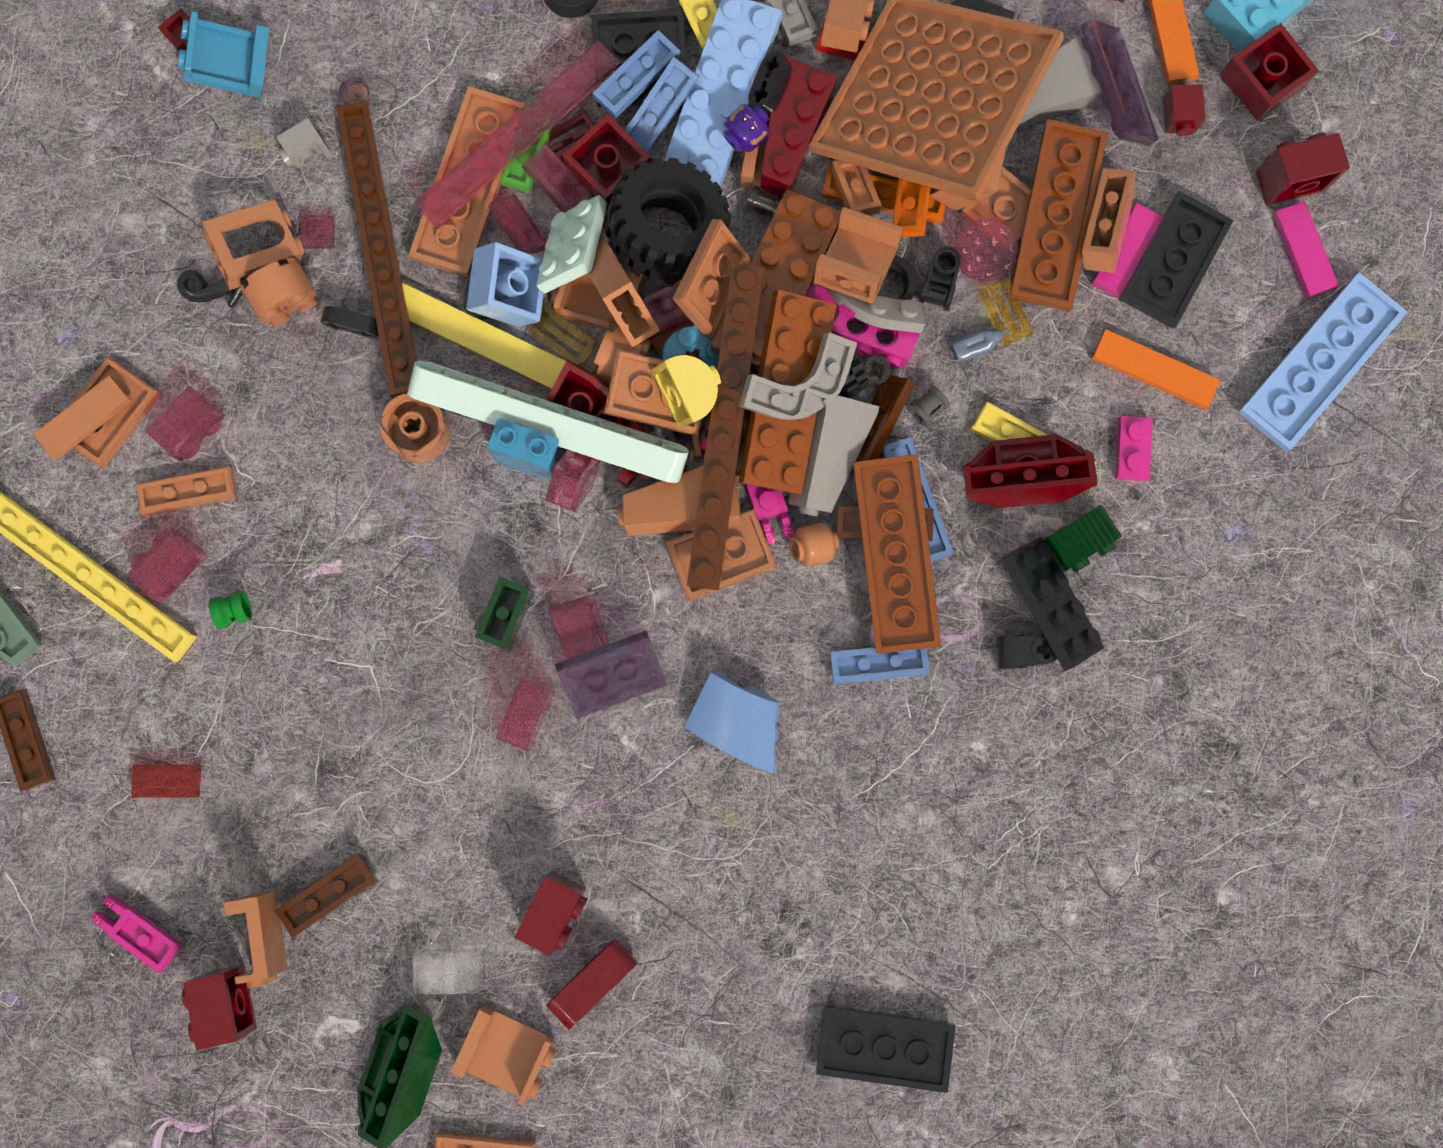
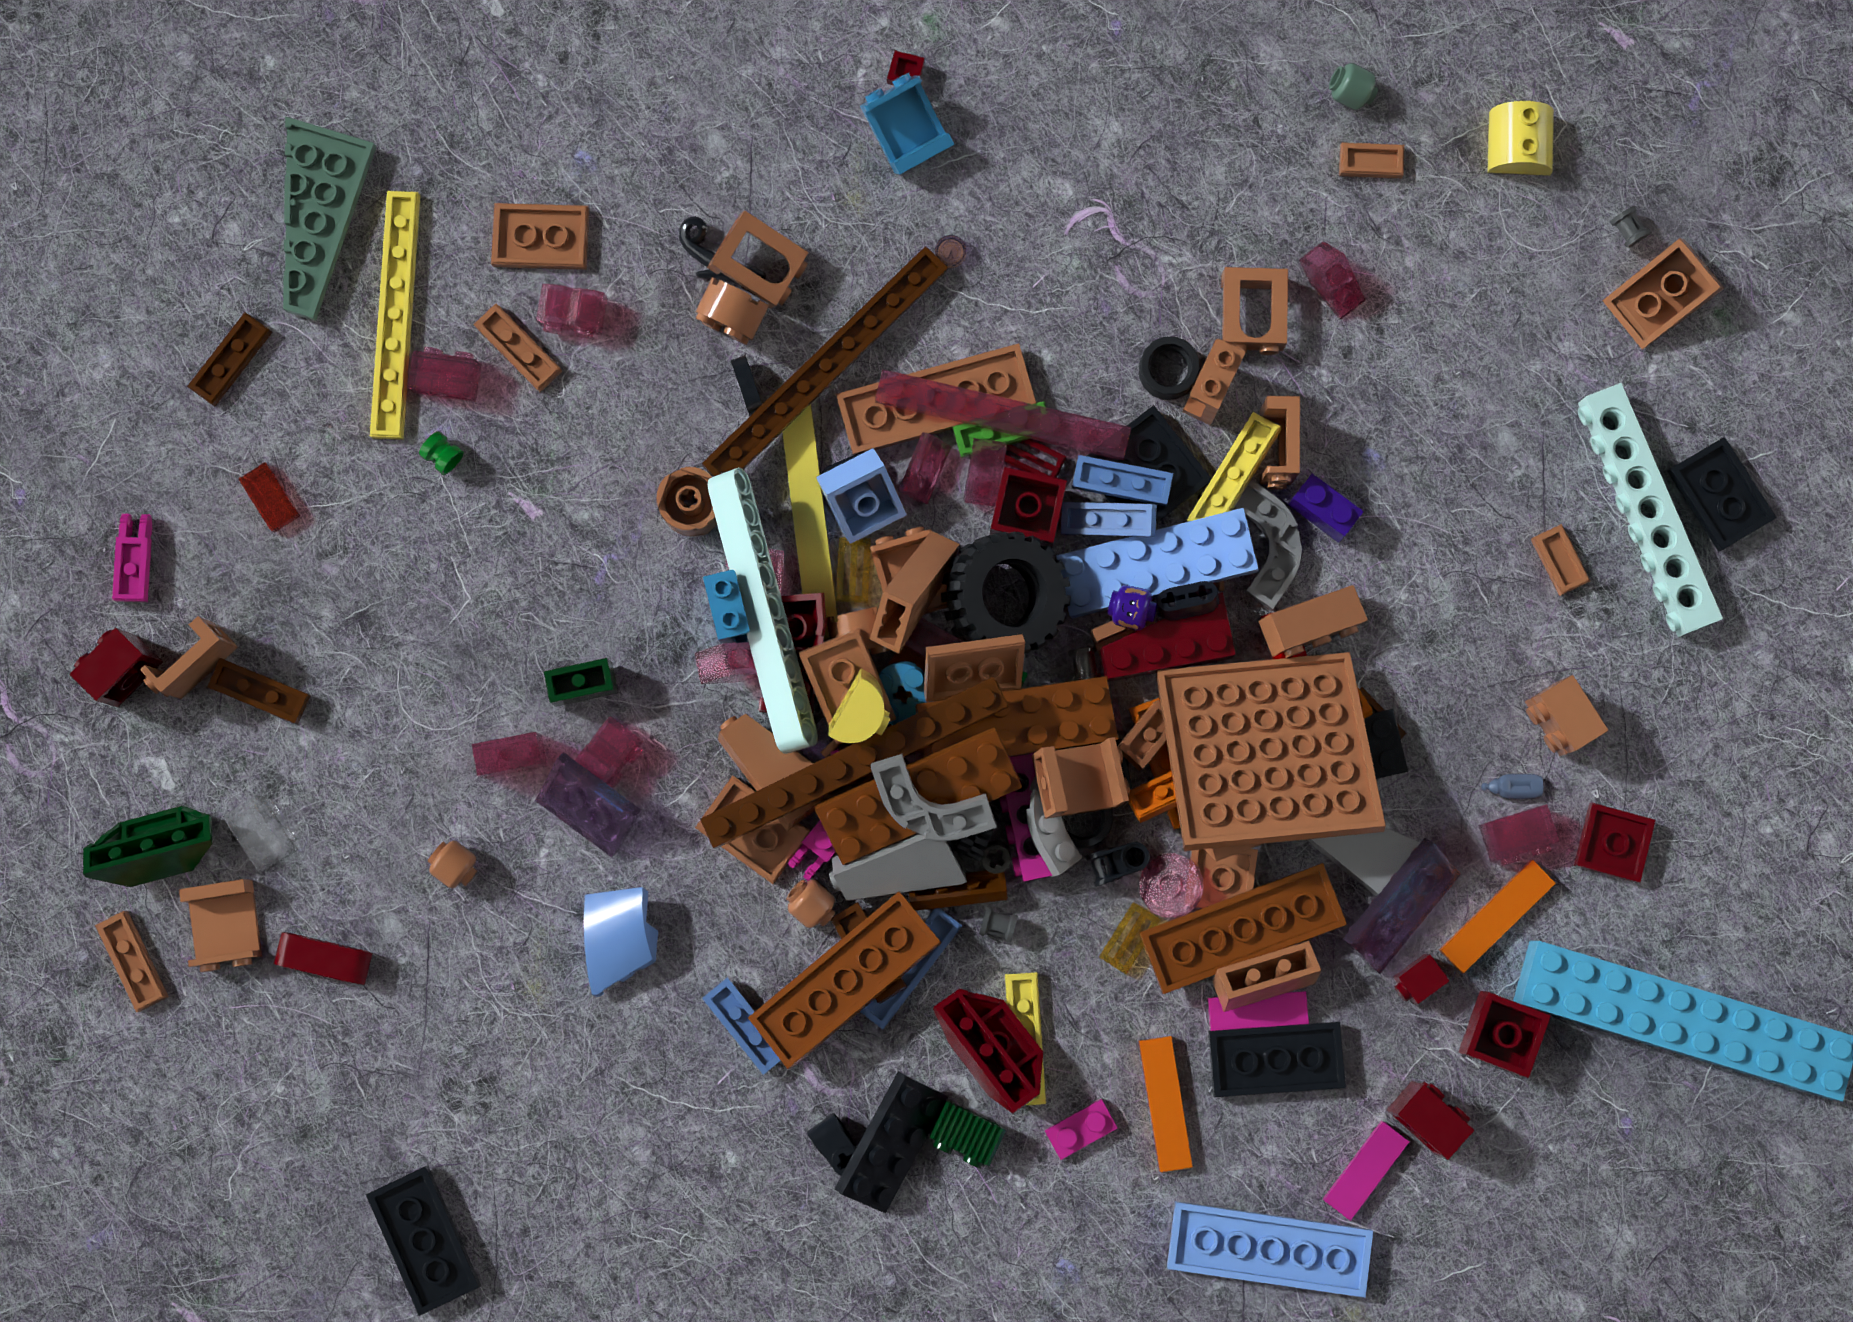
camera: 65 degrees right, 0 degrees up
(82, 417) = (521, 223): nougat tile -> none
(301, 145) = (873, 240): light grey brick -> none
(317, 231) = (809, 303): clear pink tile -> none
(550, 913) = (358, 885): dark red brick -> none
(572, 244) = (931, 527): light aqua plate -> none
(585, 821) = (452, 864): none -> nougat head
(976, 343) = (1084, 930): sand blue piece -> none

